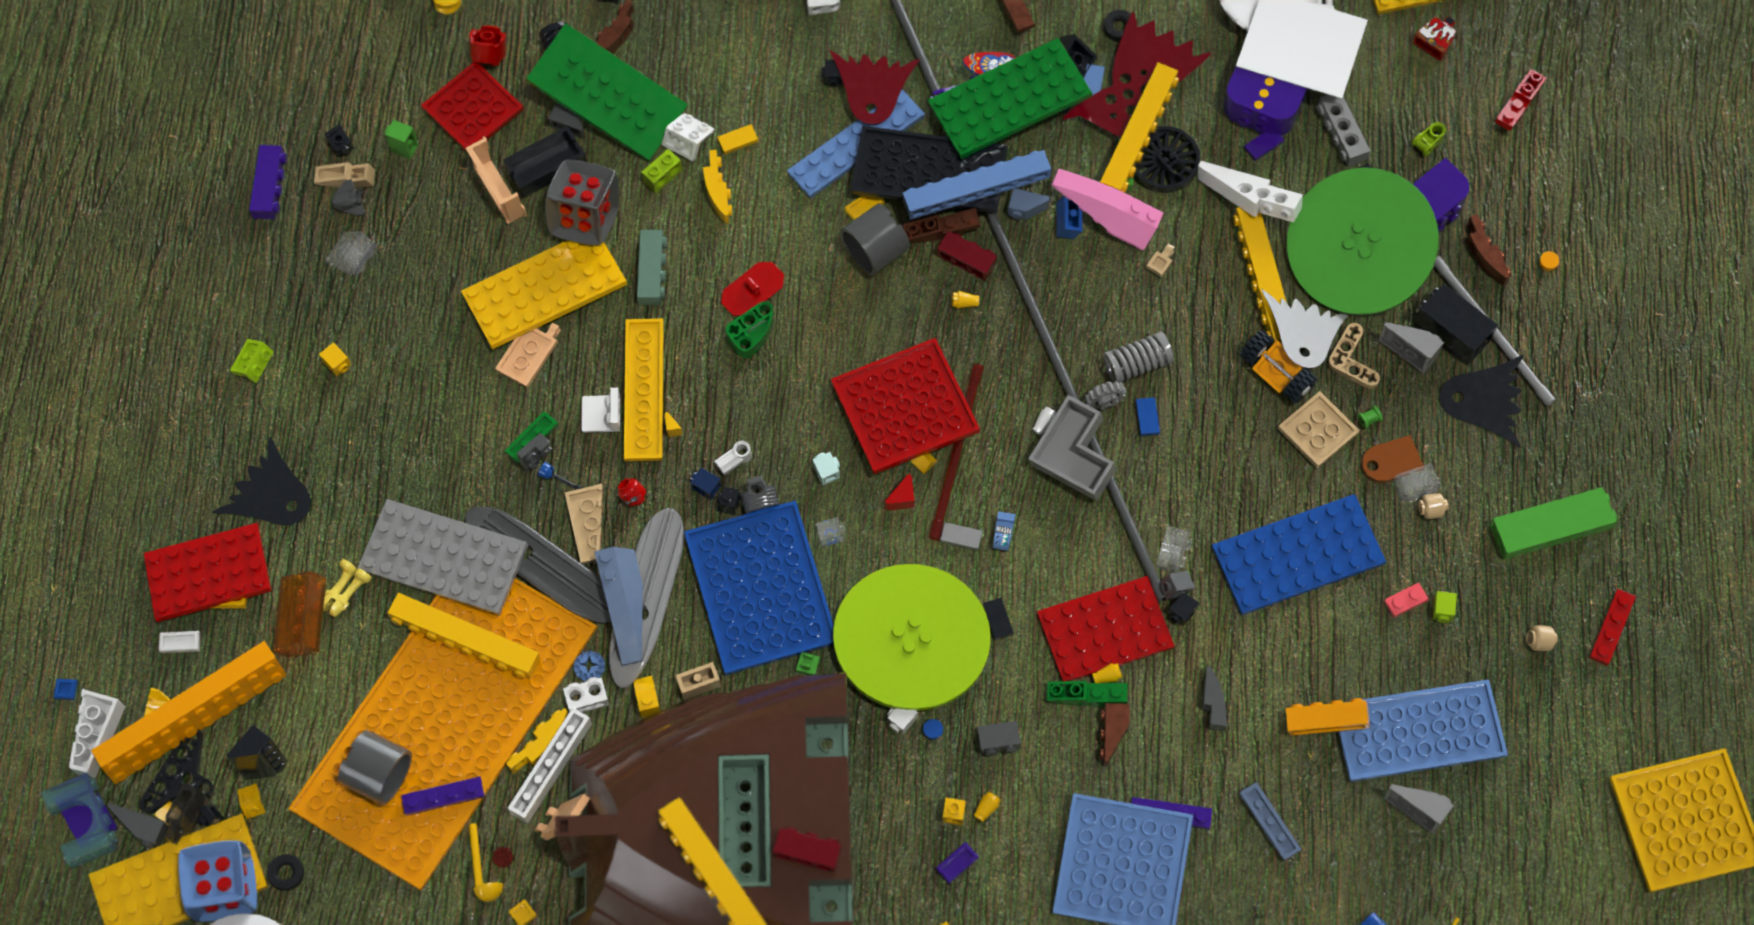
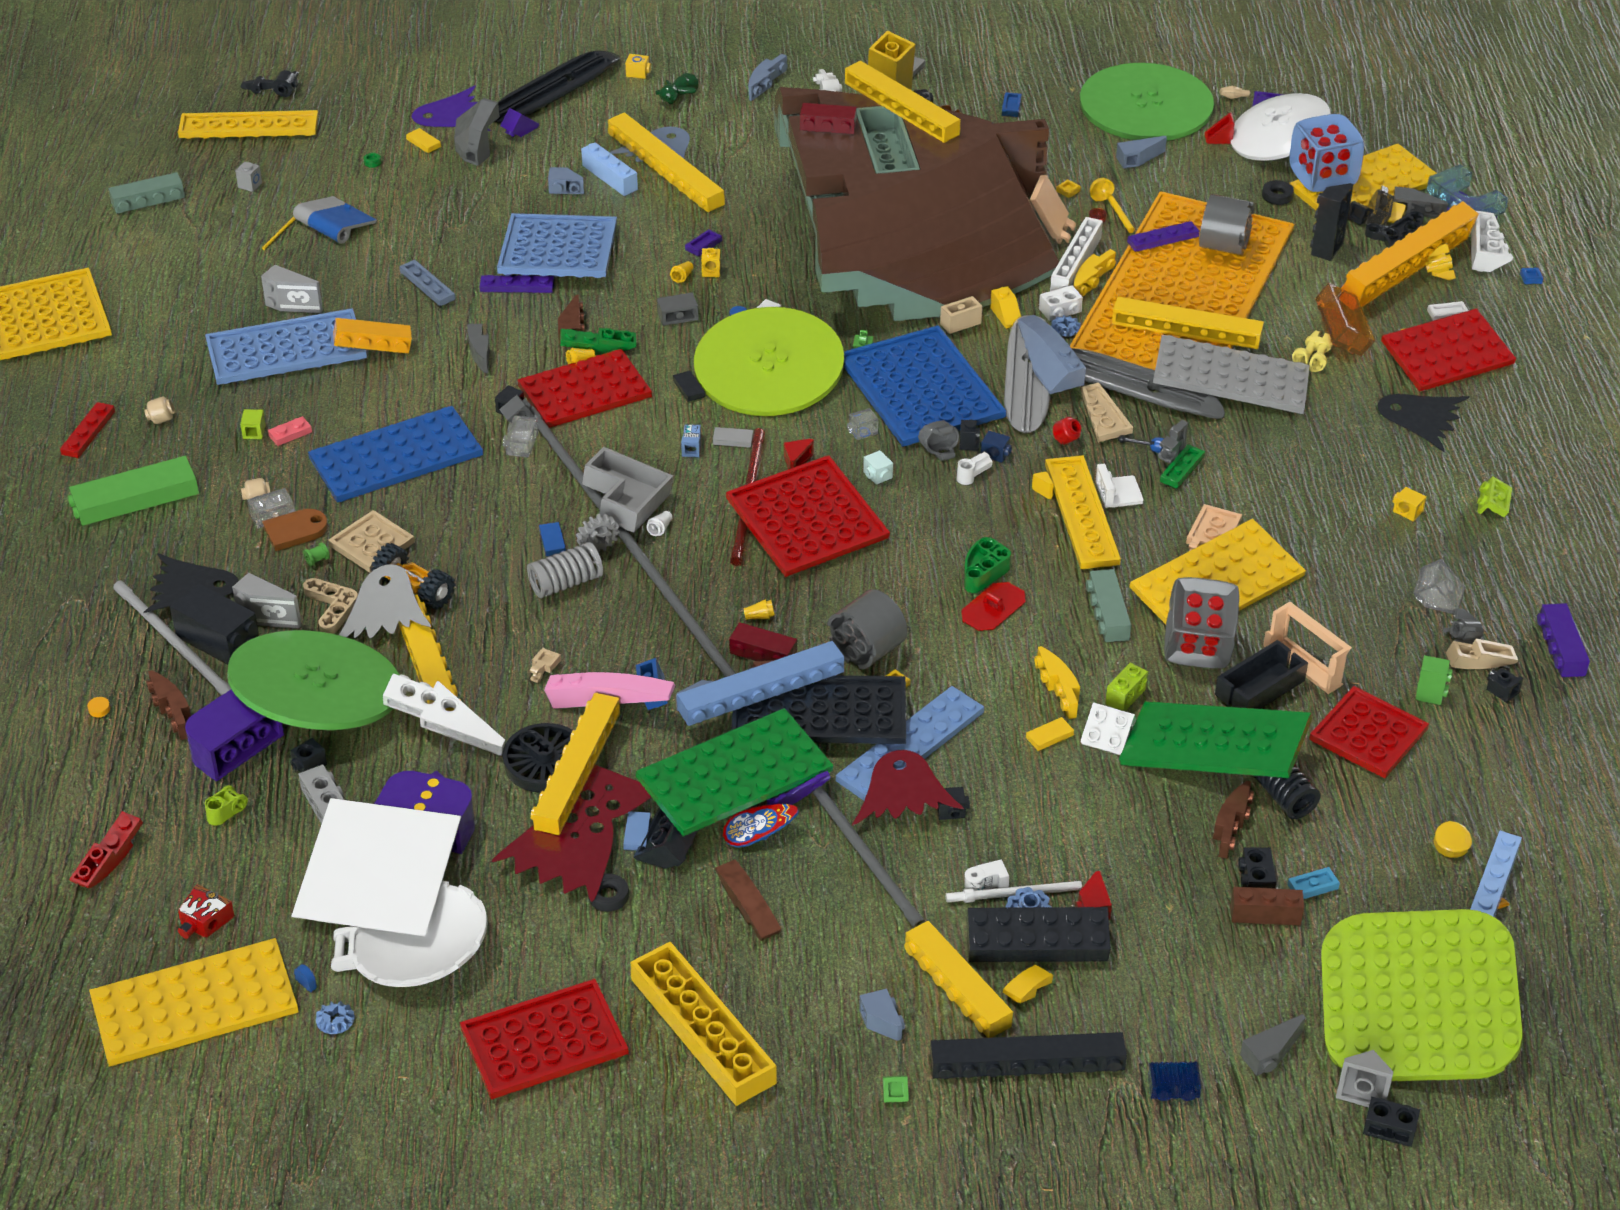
camera: 170 degrees right, 25 degrees down
(487, 45) = (1368, 787): red brick -> none

